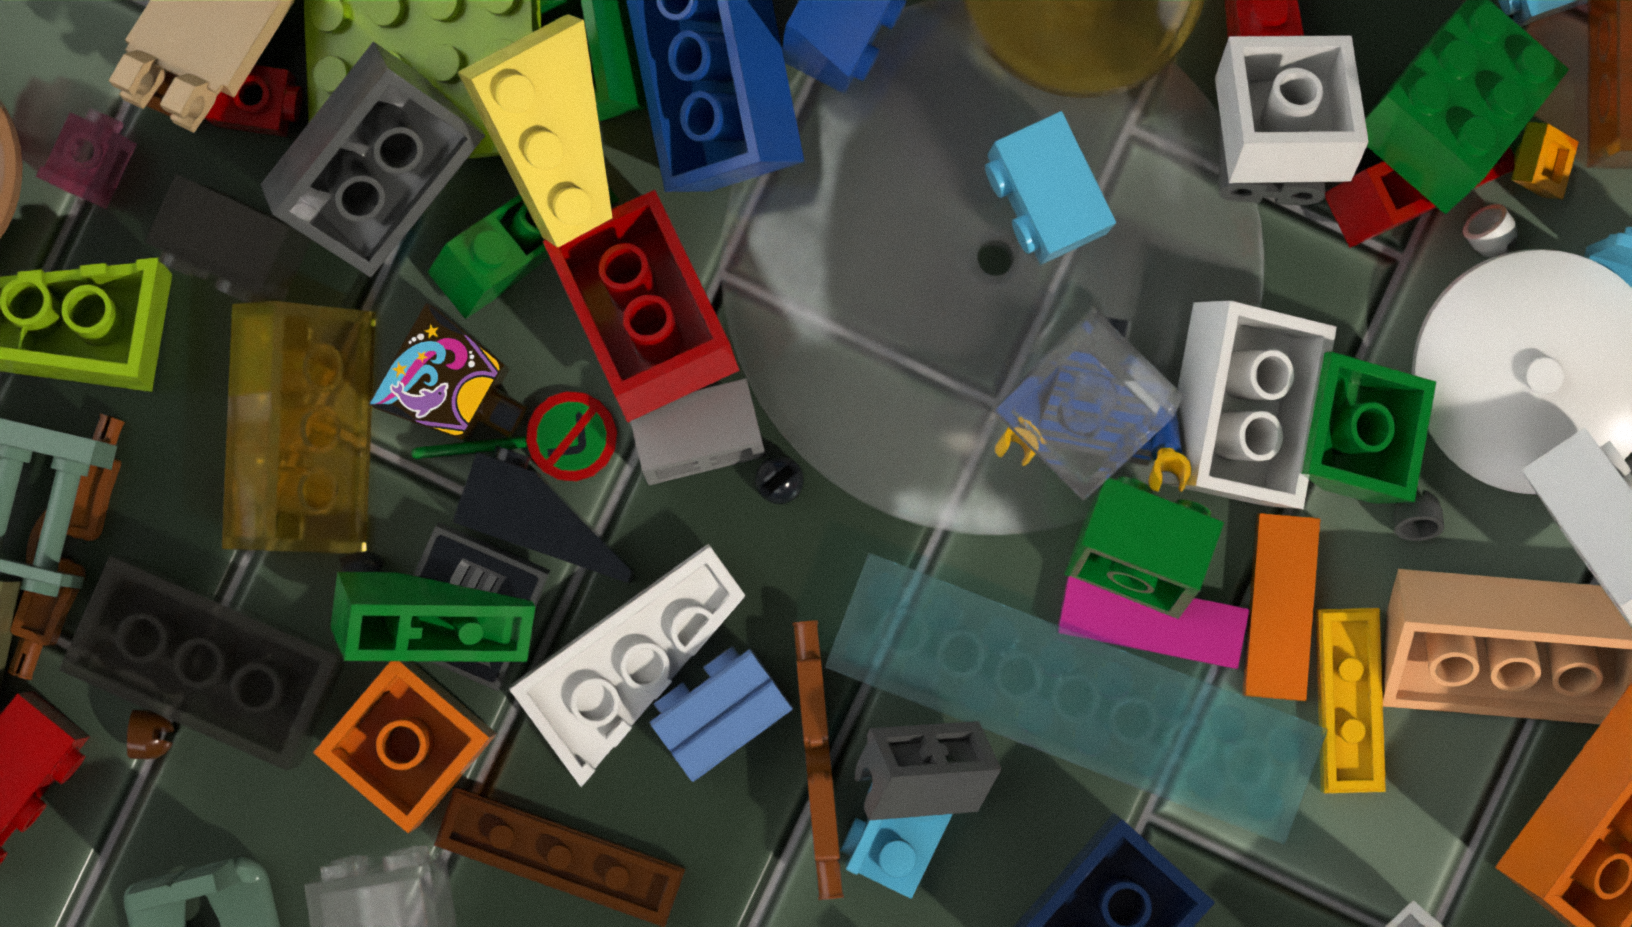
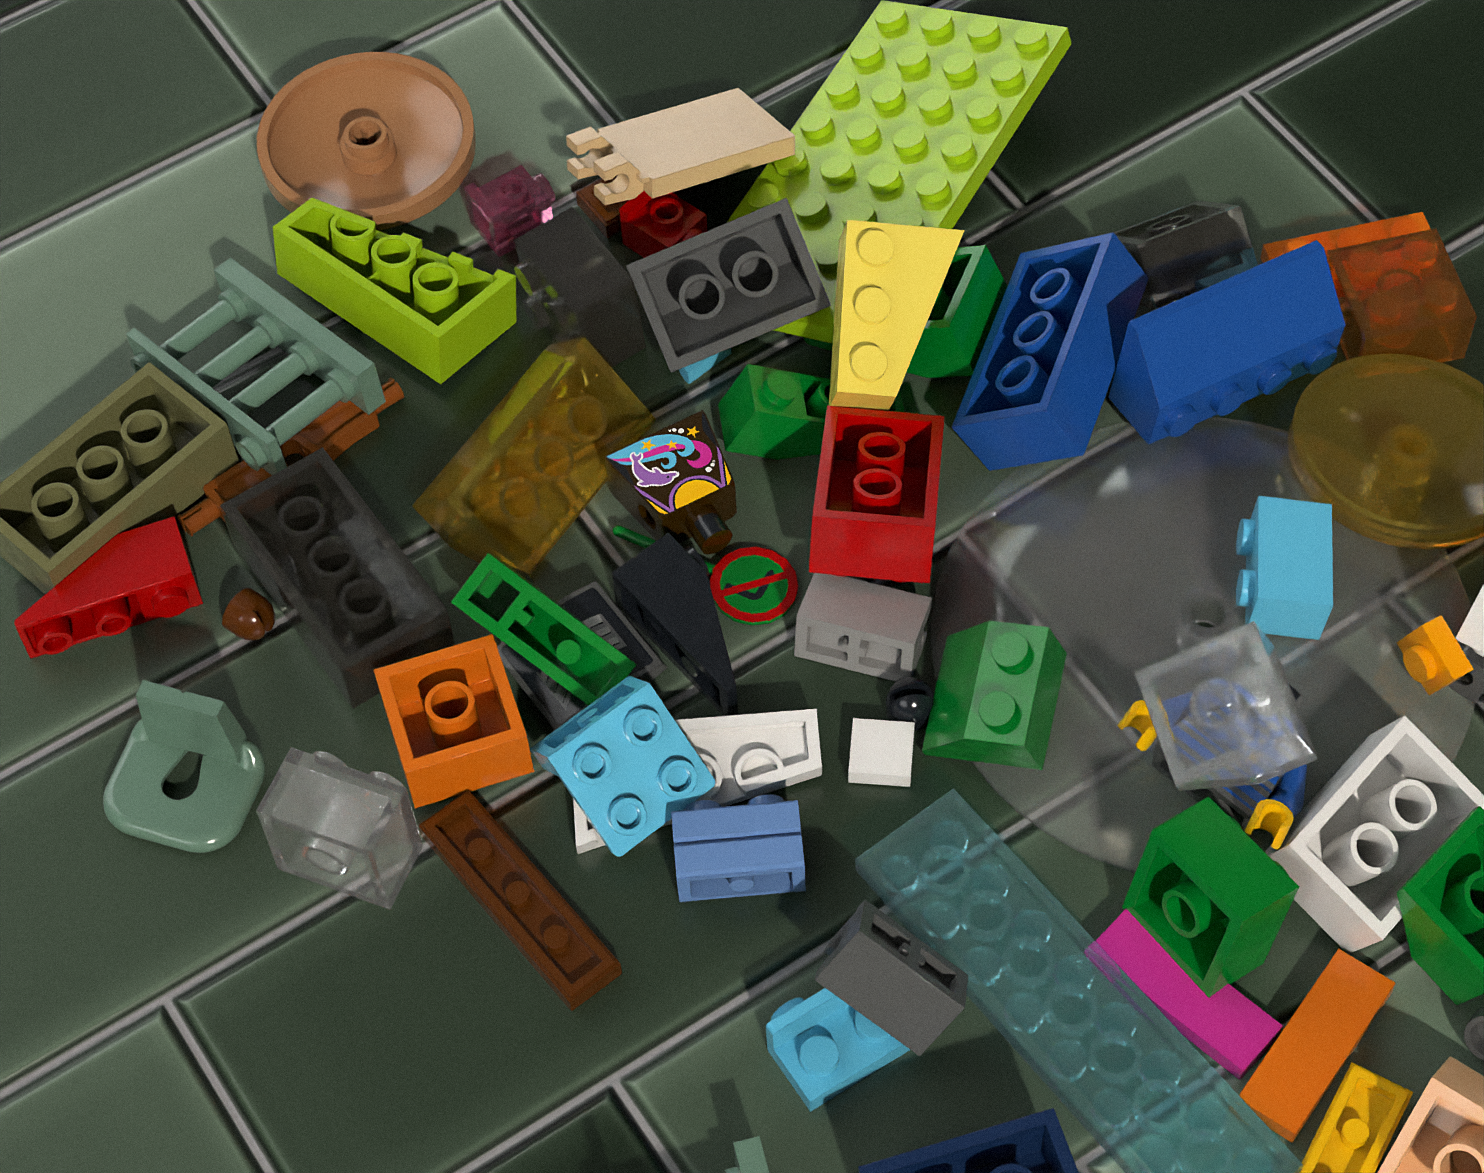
camera: 35 degrees right, 30 degrees down
(577, 703) = (625, 764): none -> medium azure bracket
(782, 542) = (881, 752): none -> white tile
(818, 760) = (795, 945): dark orange piece -> none
(858, 451) = (996, 695): none -> green slope
(1212, 198) = (1434, 655): none -> light orange plate

